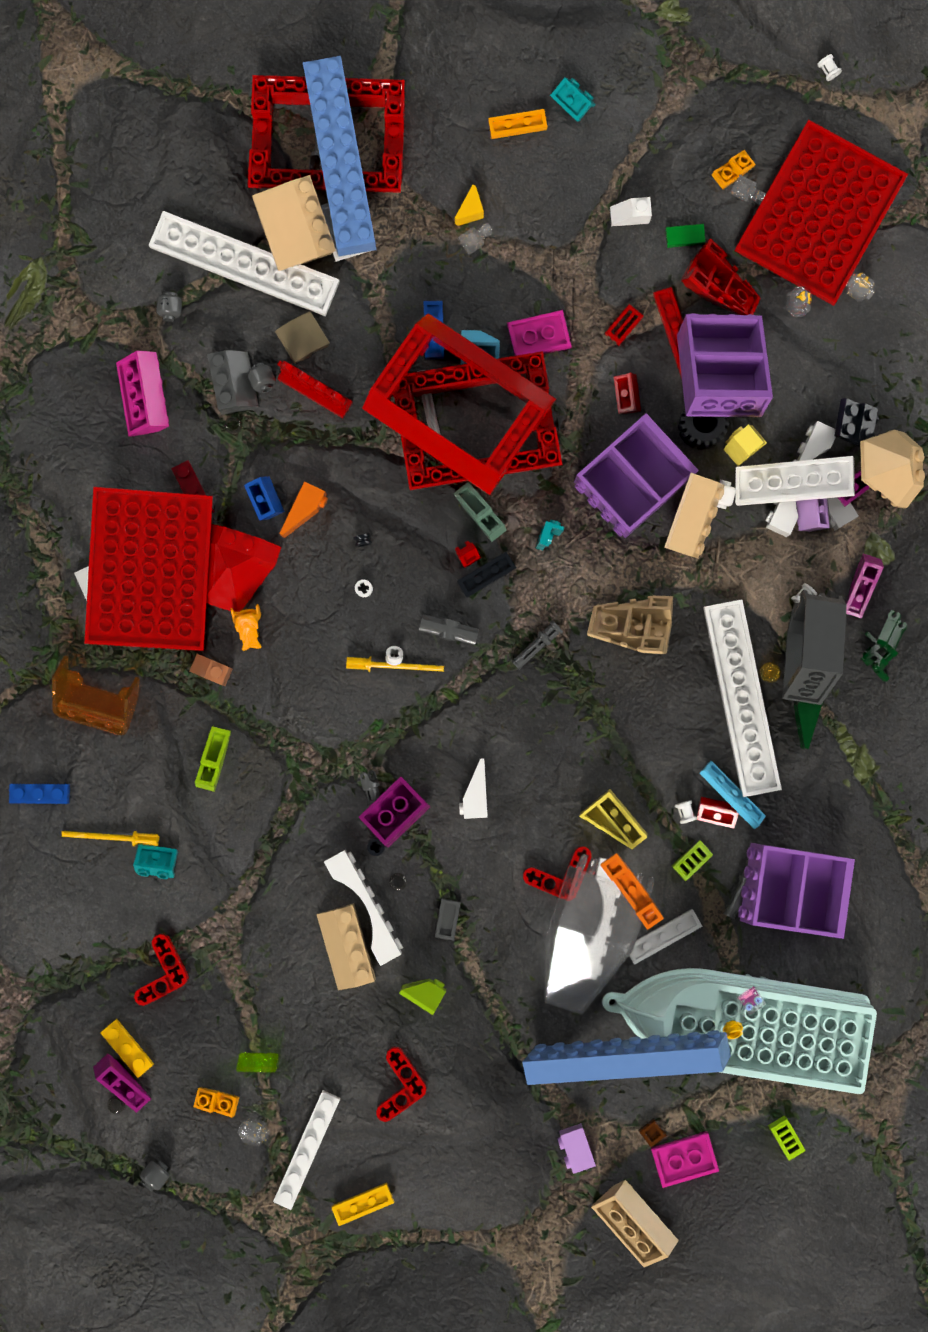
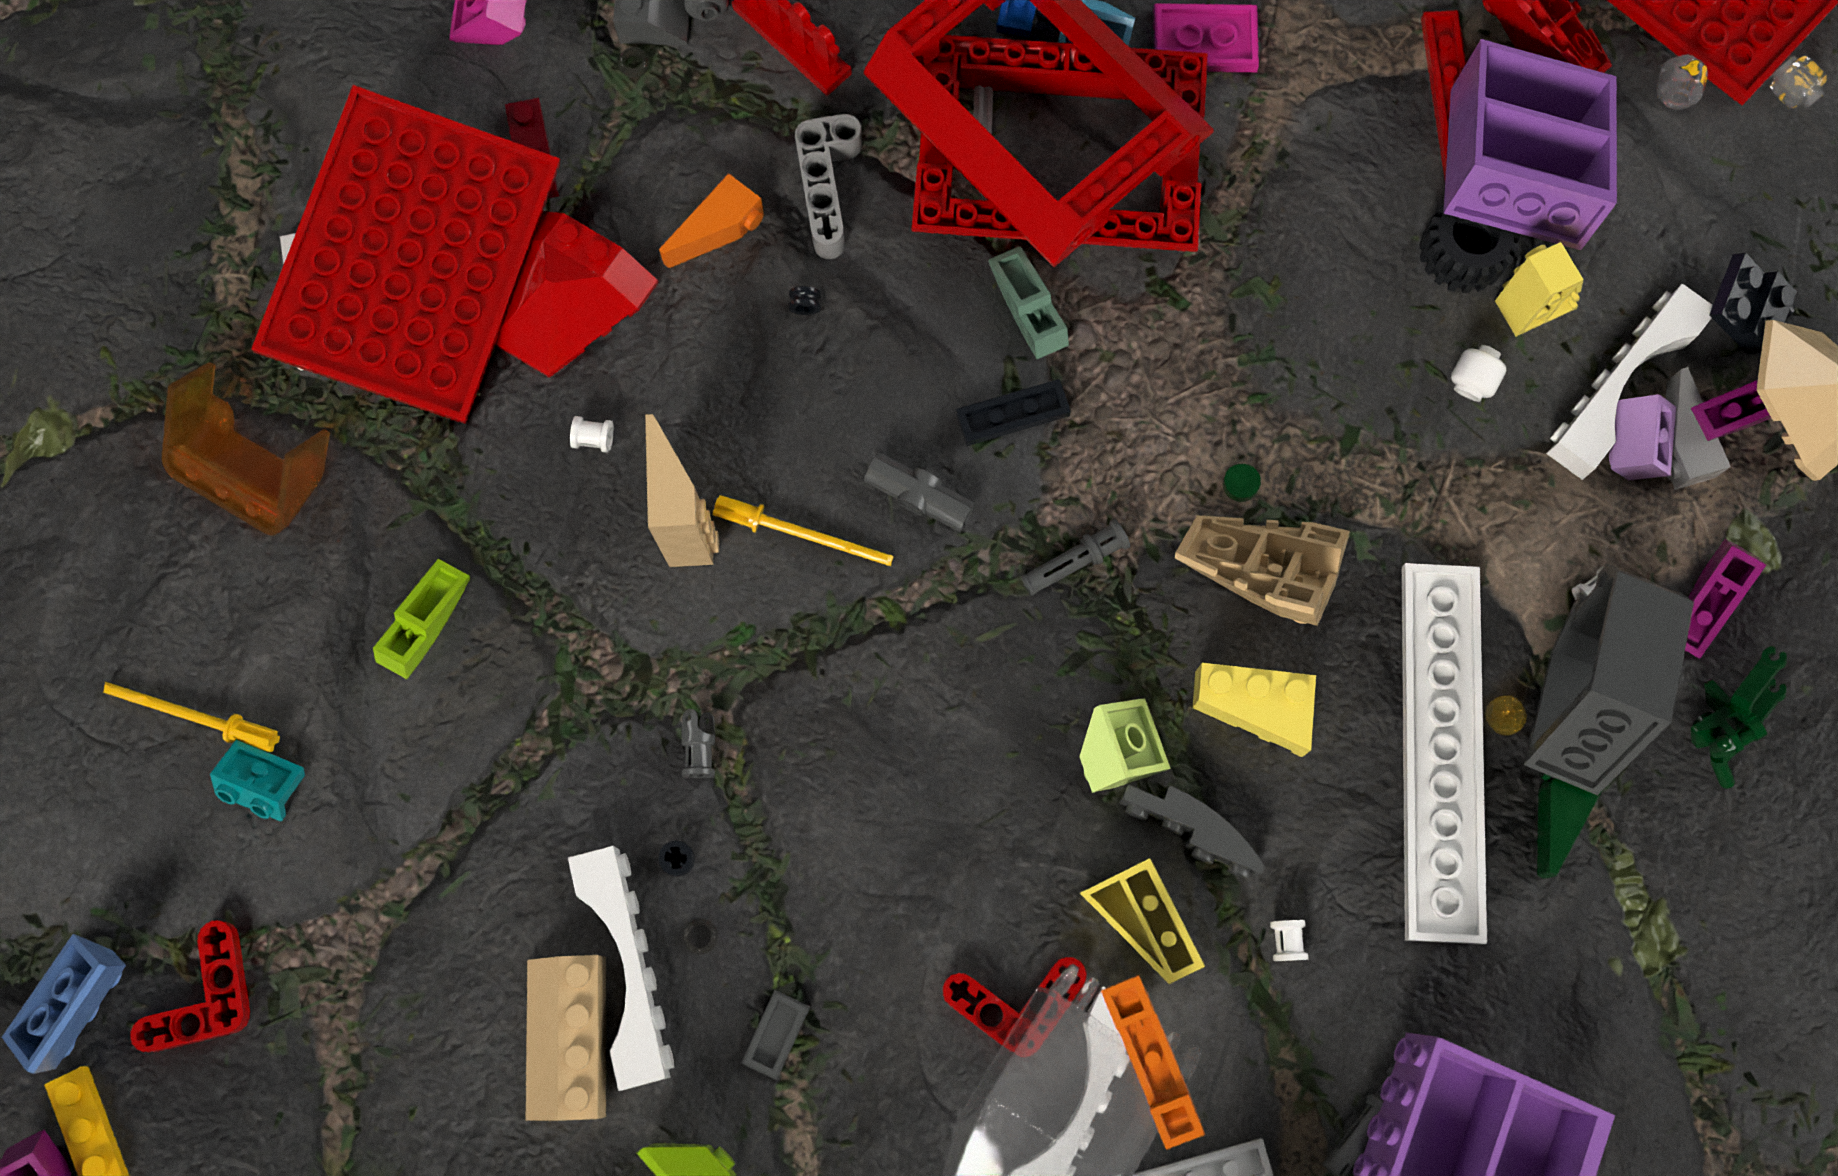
camera: 15 degrees right, 10 degrees down
(39, 793) = (88, 604): blue plate -> none
(97, 993) = (62, 1004): none -> medium blue slope
(211, 670) = (469, 460): nougat slope -> none
(247, 624) = (553, 395): light orange hair -> none
(264, 498) = (650, 186): blue brick -> none
(271, 640) = (591, 434): none -> white bush
(331, 677) = (674, 508): none -> tan slope
(356, 474) = (823, 188): none -> light grey beam
(360, 593) = (793, 378): white bush -> none
(394, 660) = (806, 513): white bush -> none
(394, 812) = (728, 798): magenta slope -> none
(467, 554) = (988, 369): red tile -> none
(474, 800) = (890, 807): white slope -> none
(547, 532) = (1151, 356): teal bracket -> none
(582, 736) = (1121, 745): none -> yellowish green slope
(612, 582) = (1241, 482): none -> dark green tile
(614, 336) = (1338, 70): red tile -> none
(627, 393) = (1340, 167): red slope -> none
(634, 476) = (1326, 300): medium lavender container -> none
(634, 768) = (1209, 833): none -> dark grey slope
(647, 697) = (1261, 701): none -> light yellow wedge
(676, 866) = (1253, 1054): lime slope -> none
(694, 516) = (1422, 391): tan slope -> none
(716, 812) = (1350, 959): red slope -> none
(732, 794) = (1388, 930): medium azure tile -> none
(795, 481) = (1625, 373): white plate -> none

